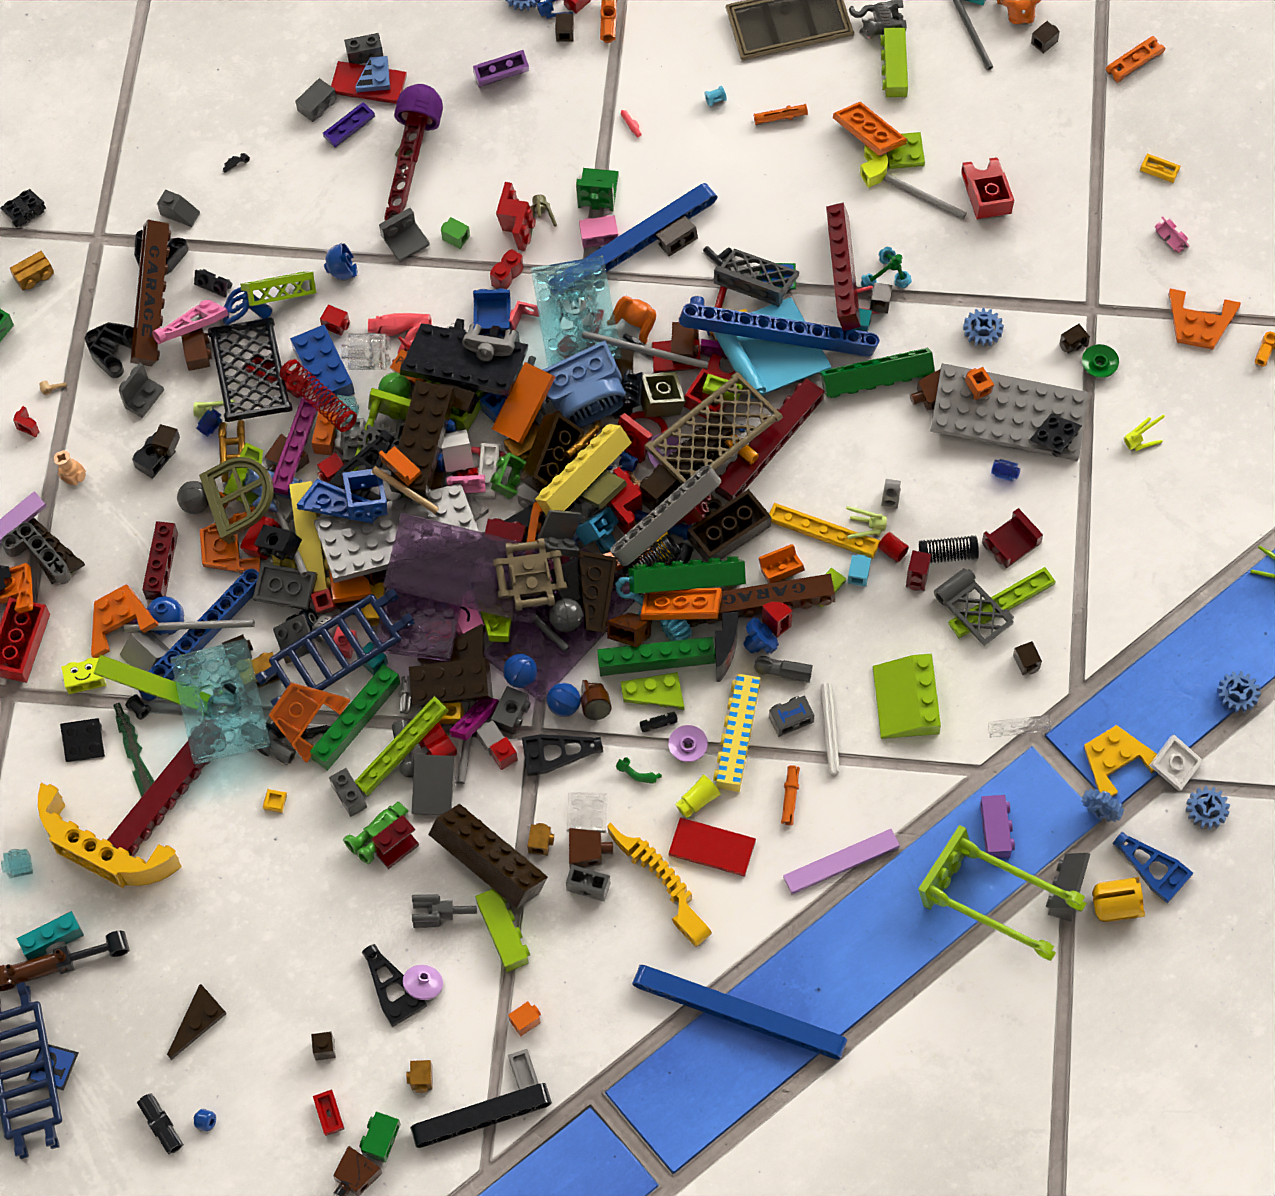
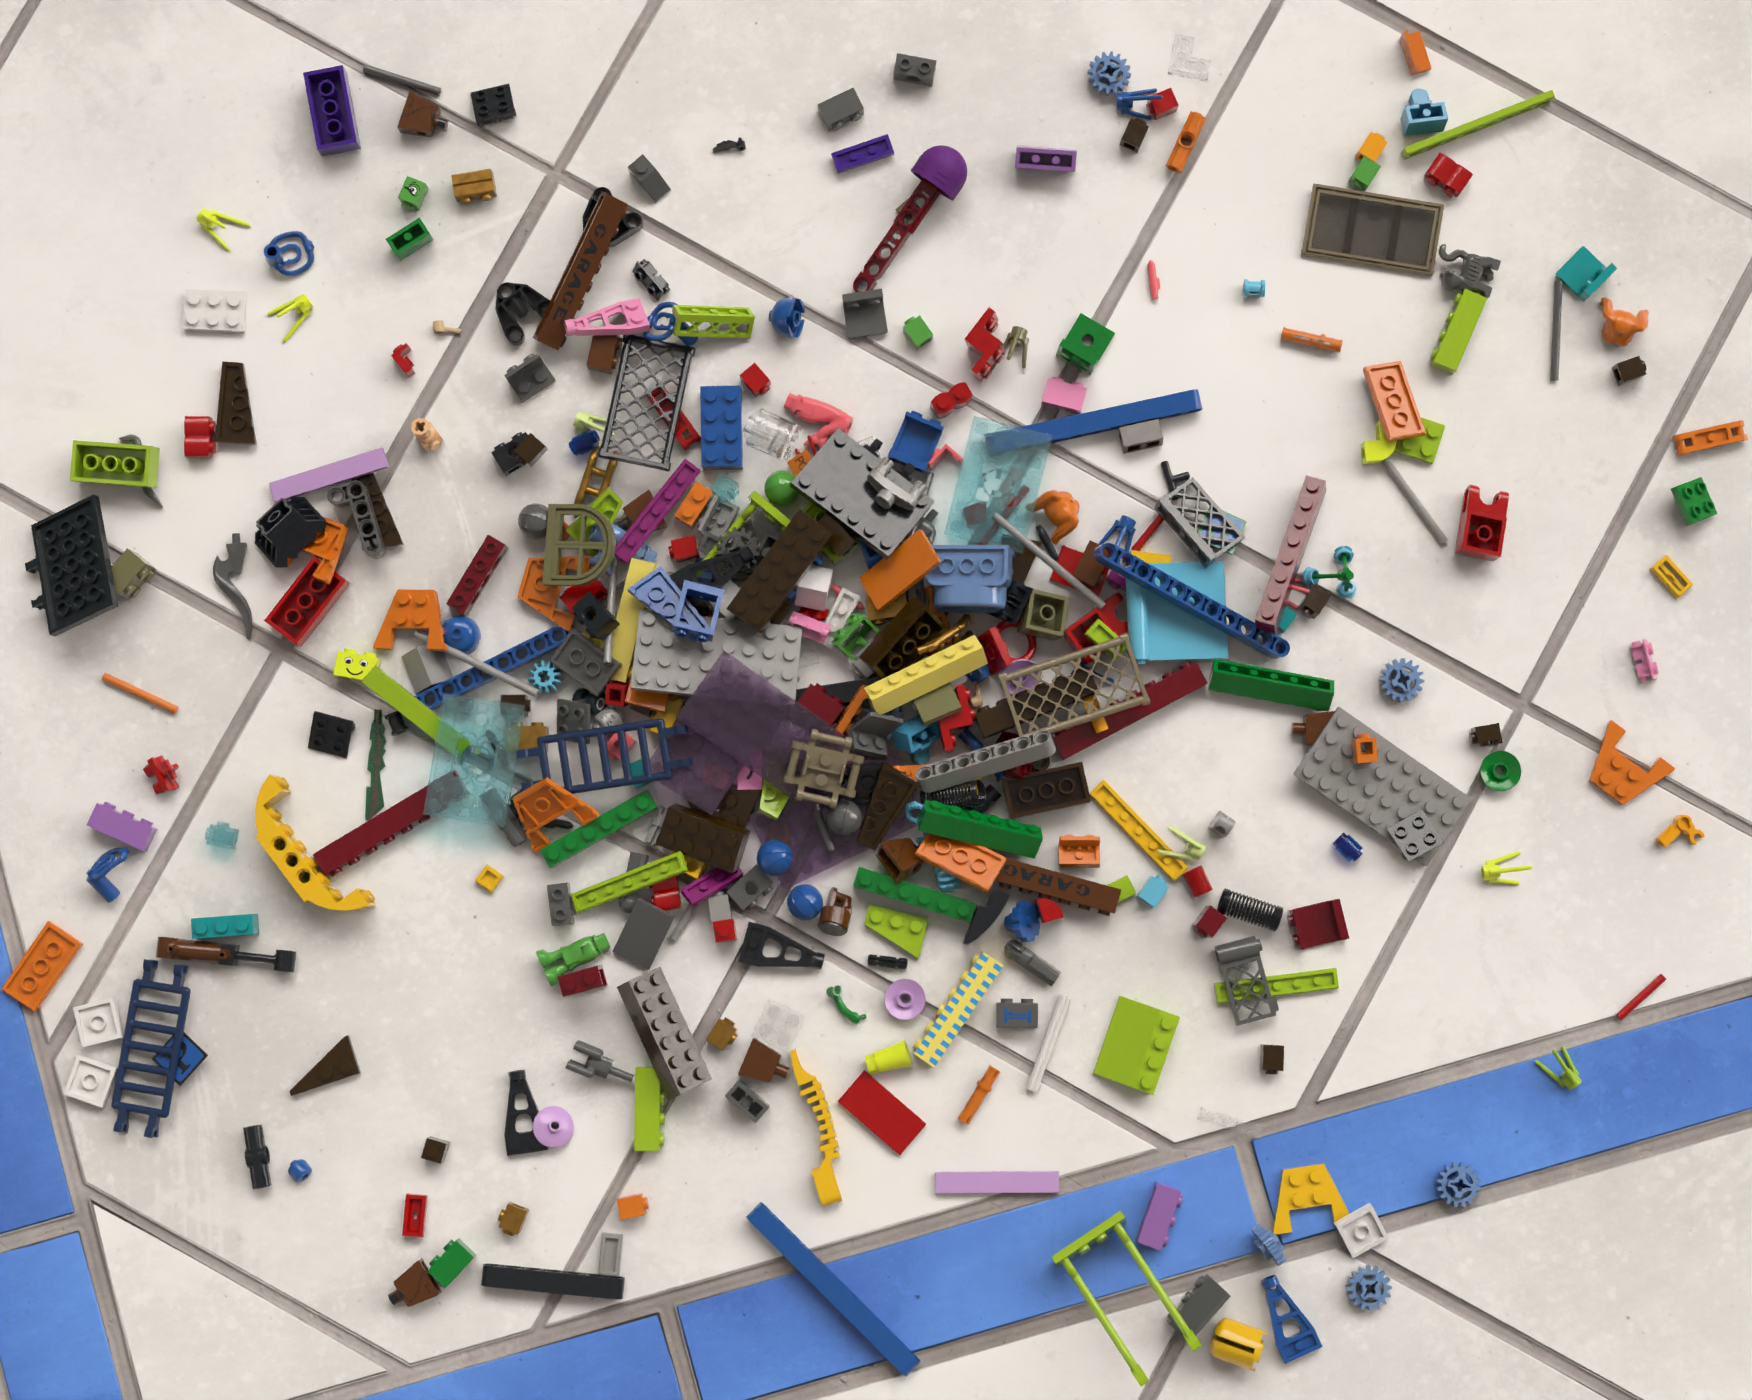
camera: 20 degrees right, 20 degrees up
(262, 616) = (551, 673): none -> medium azure gear
(295, 372) = (687, 427): red piece -> none
(348, 74) = (903, 110): red tile -> none
(375, 75) = (913, 107): medium blue wing -> none
(400, 465) = (744, 599): orange panel -> none
(405, 490) = (739, 624): tan bar -> none
(1147, 106) = (1694, 501): none -> green plate

